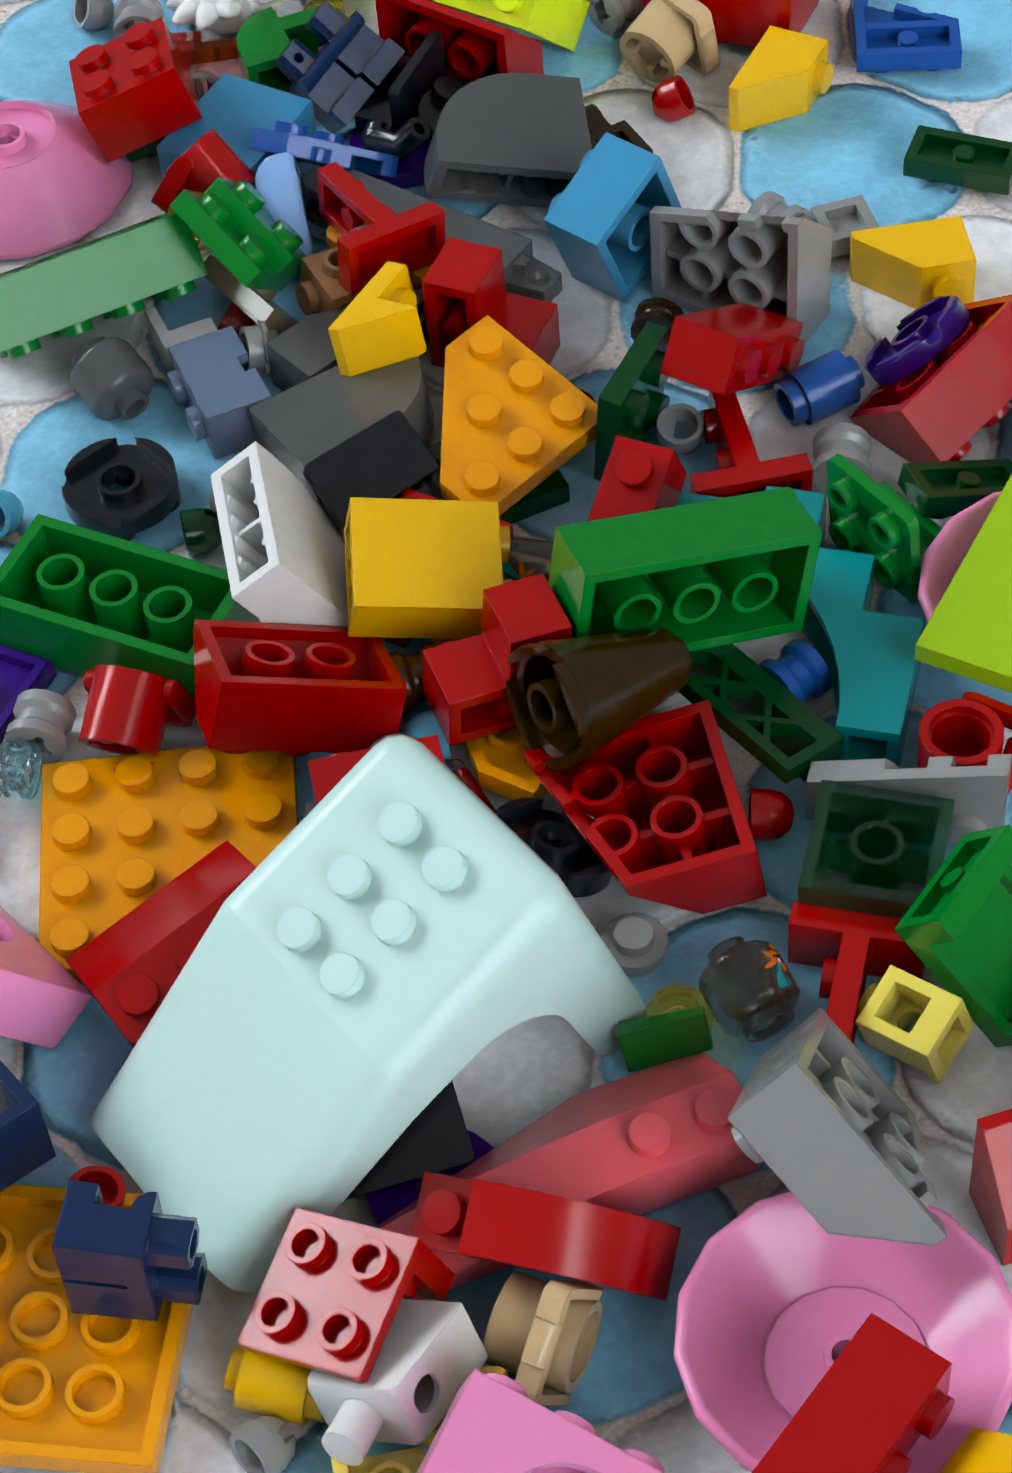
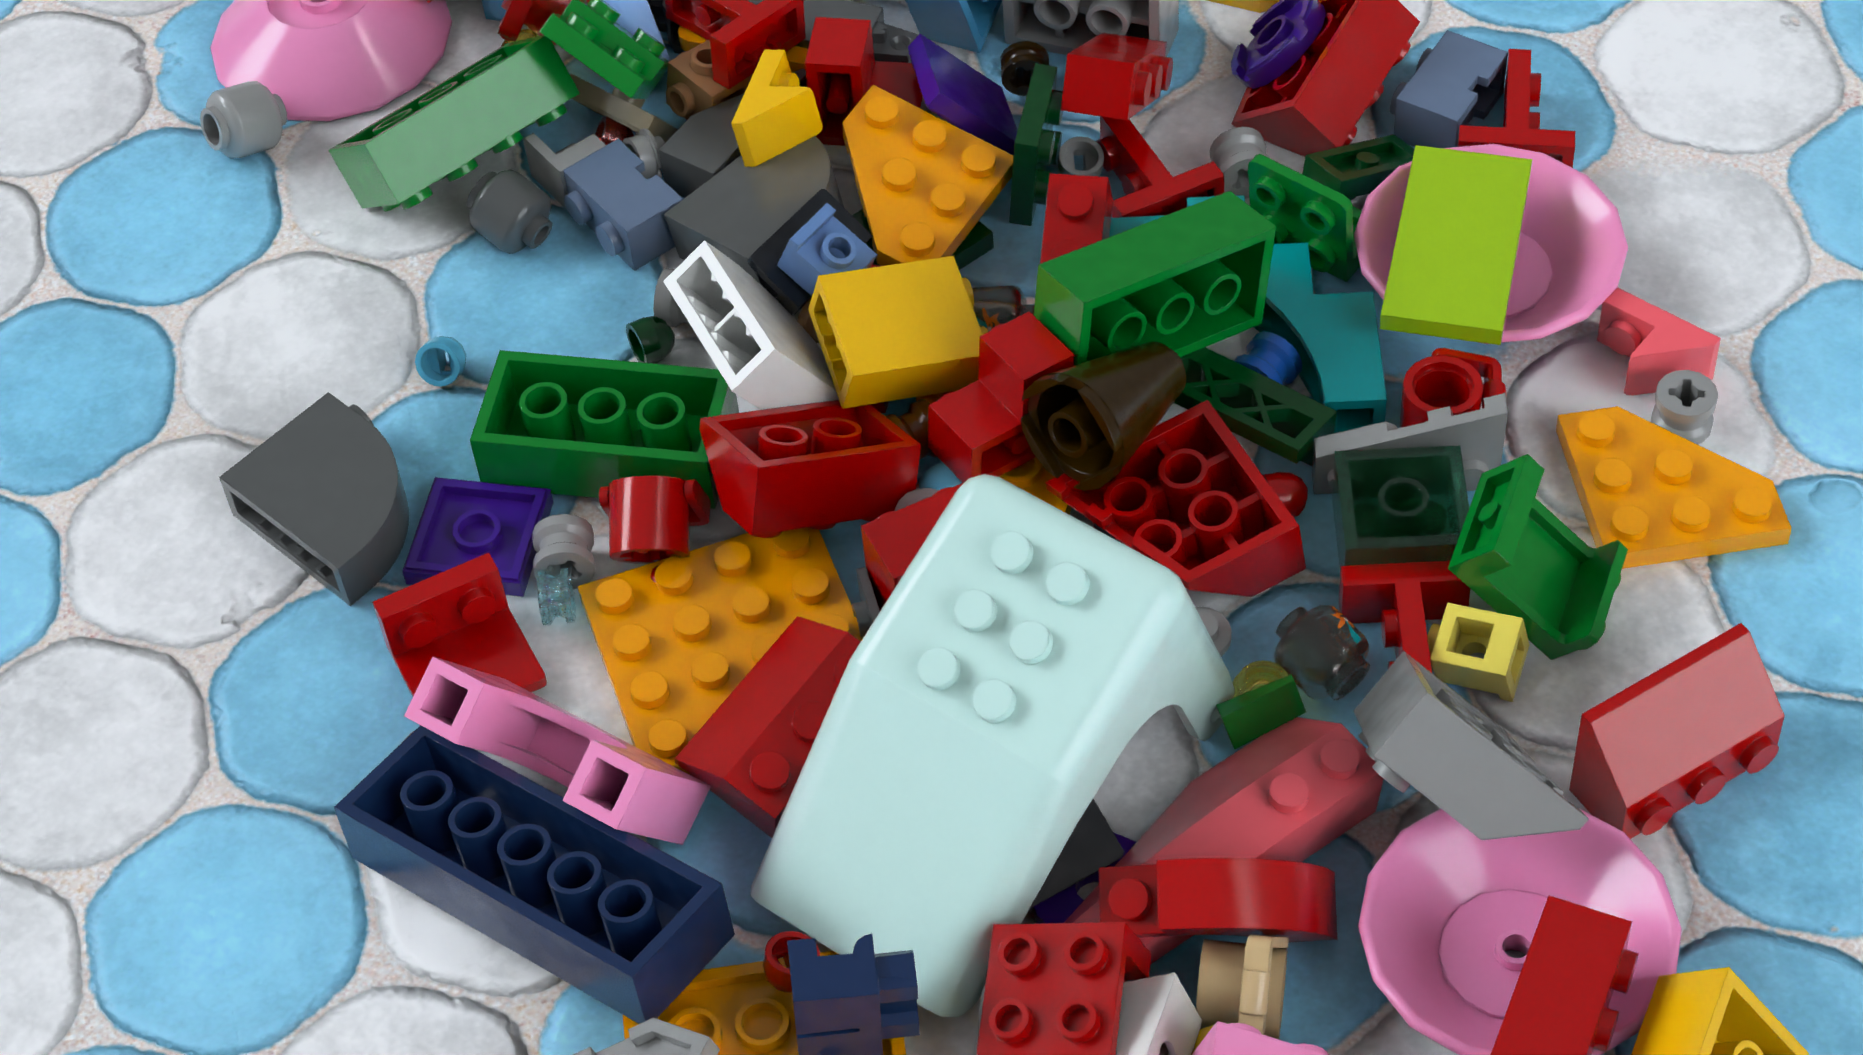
camera: 15 degrees left, 0 degrees up
(124, 511) = (573, 333): black plate -> none
(377, 454) = (822, 249): none -> medium blue brick
(575, 337) = (962, 94): none -> dark purple tile
(819, 388) = (1198, 101): blue brick -> none

